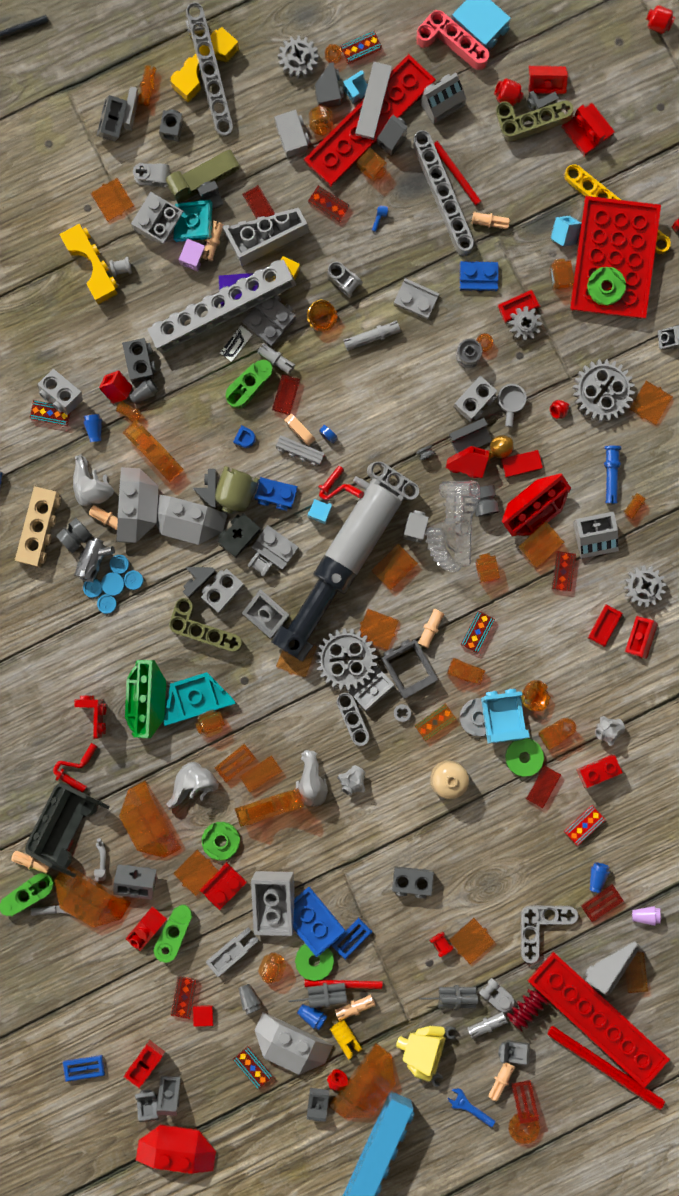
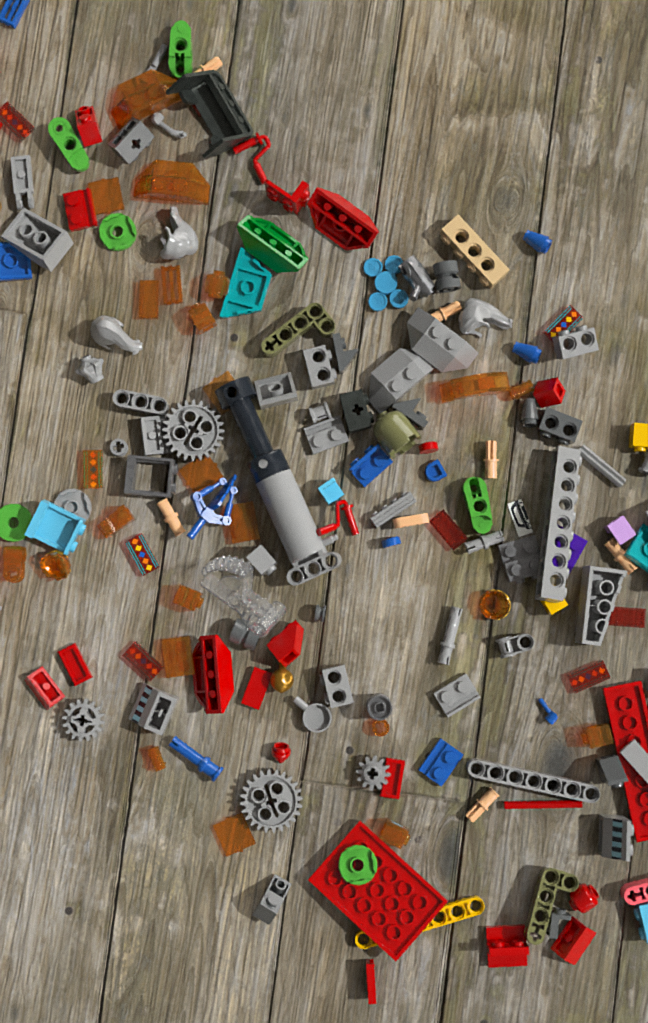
camera: 130 degrees right, 0 degrees up
(84, 654) = (341, 220): none -> red wedge
(148, 304) = (602, 466): none -> light grey axle
(204, 397) = (491, 461): none -> light nougat axle
(229, 455) = (428, 447): none -> red tile
(246, 717) = (202, 317): none -> clear orange brick
(269, 807) = (117, 286): clear orange arch -> none
(394, 598) = (206, 513): none -> bar
(449, 779) = (36, 447): tan cylinder -> none
(470, 435) = (307, 662): dark grey panel -> none
(566, 230) = (429, 864): medium azure panel -> none

